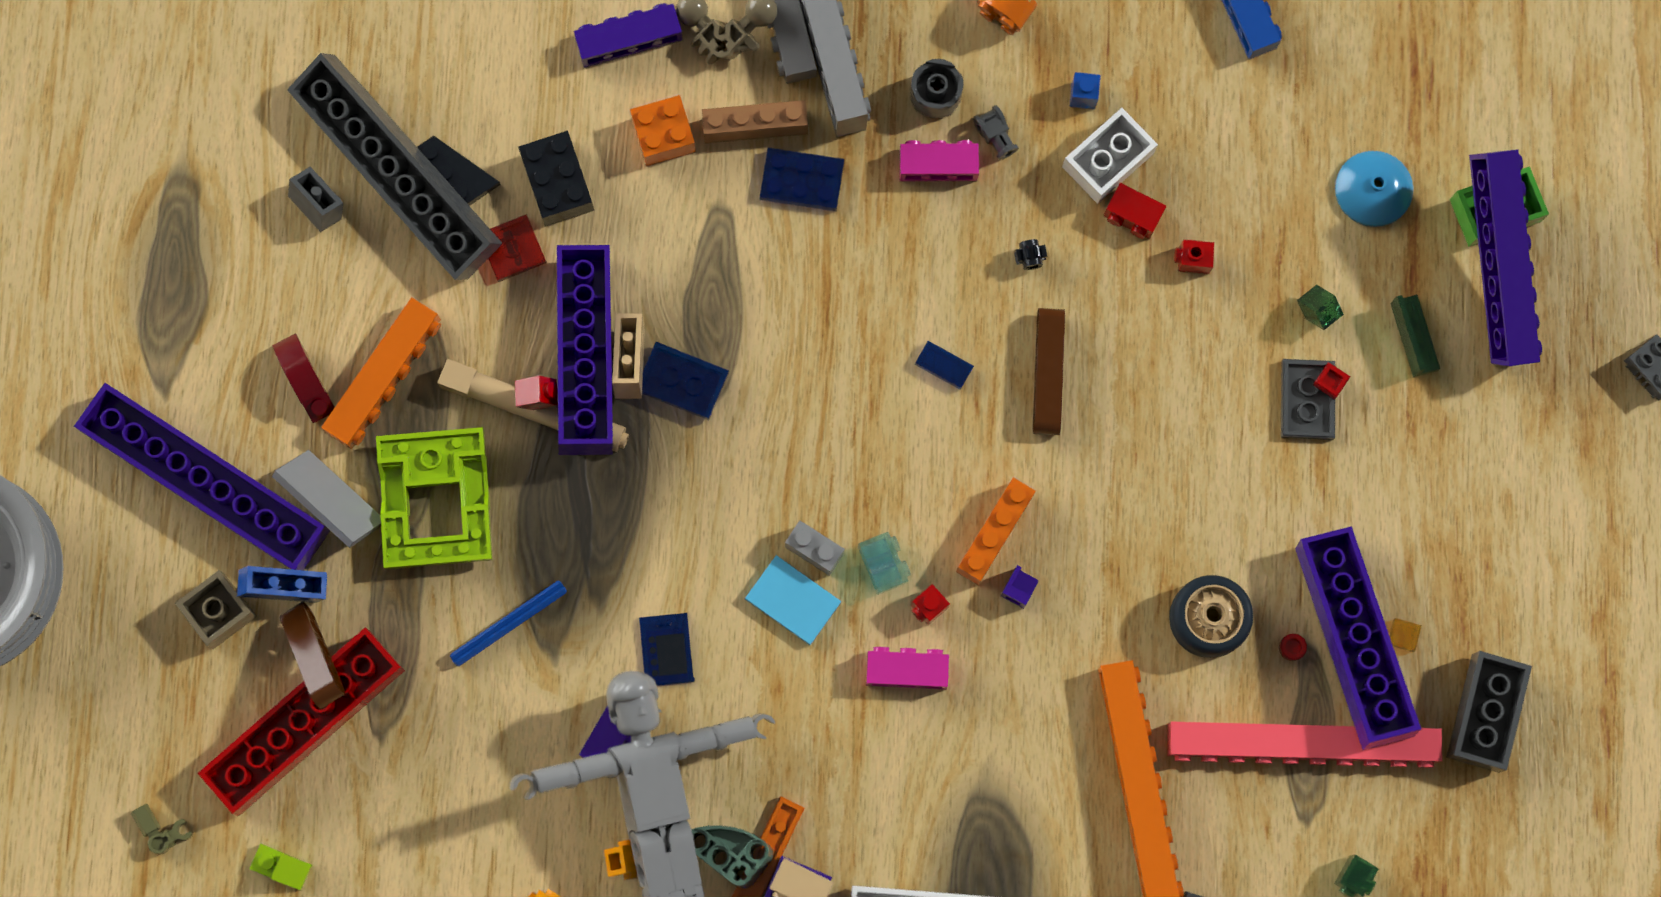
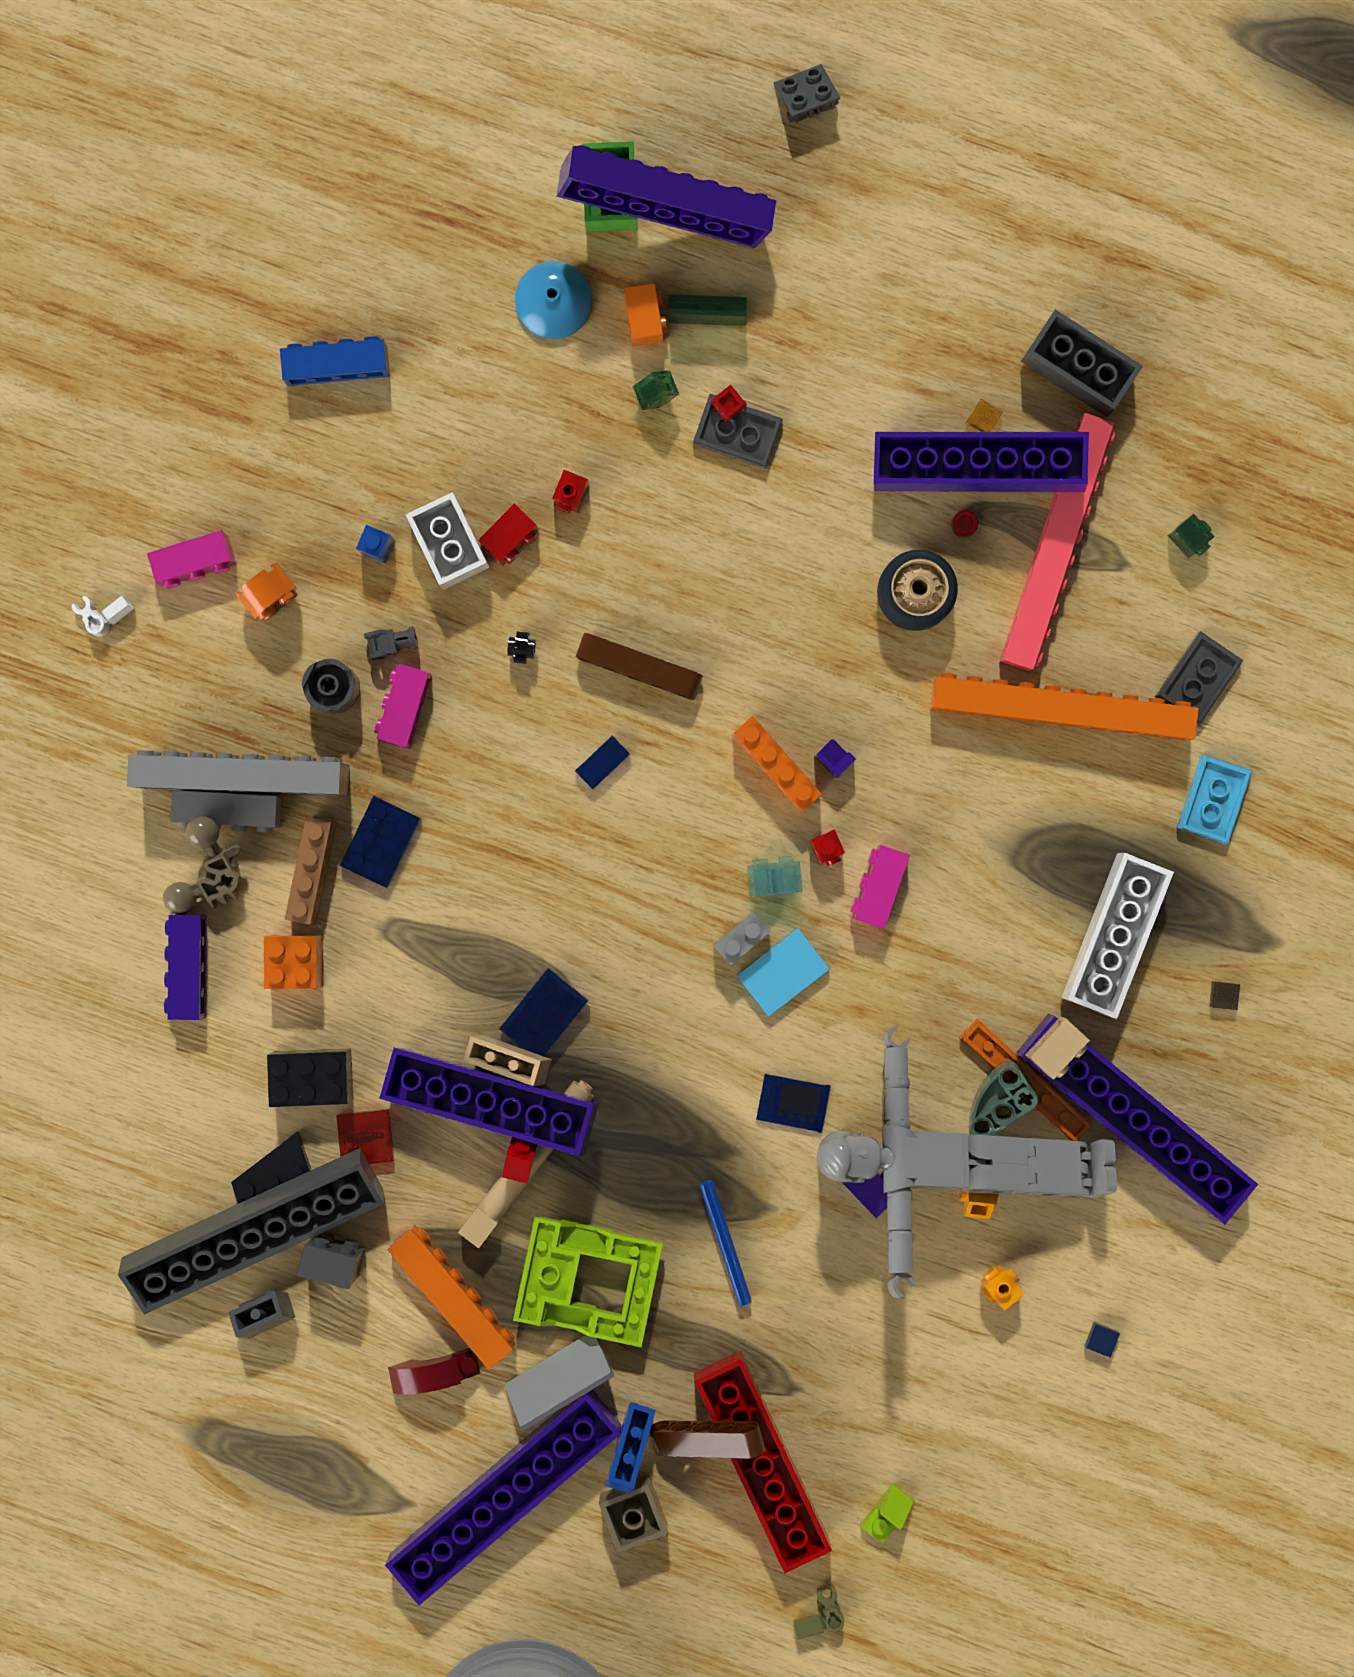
camera: 70 degrees left, 10 degrees up
(386, 248) = (331, 1260): none -> dark grey brick
(1388, 276) = (644, 315): none -> orange brick

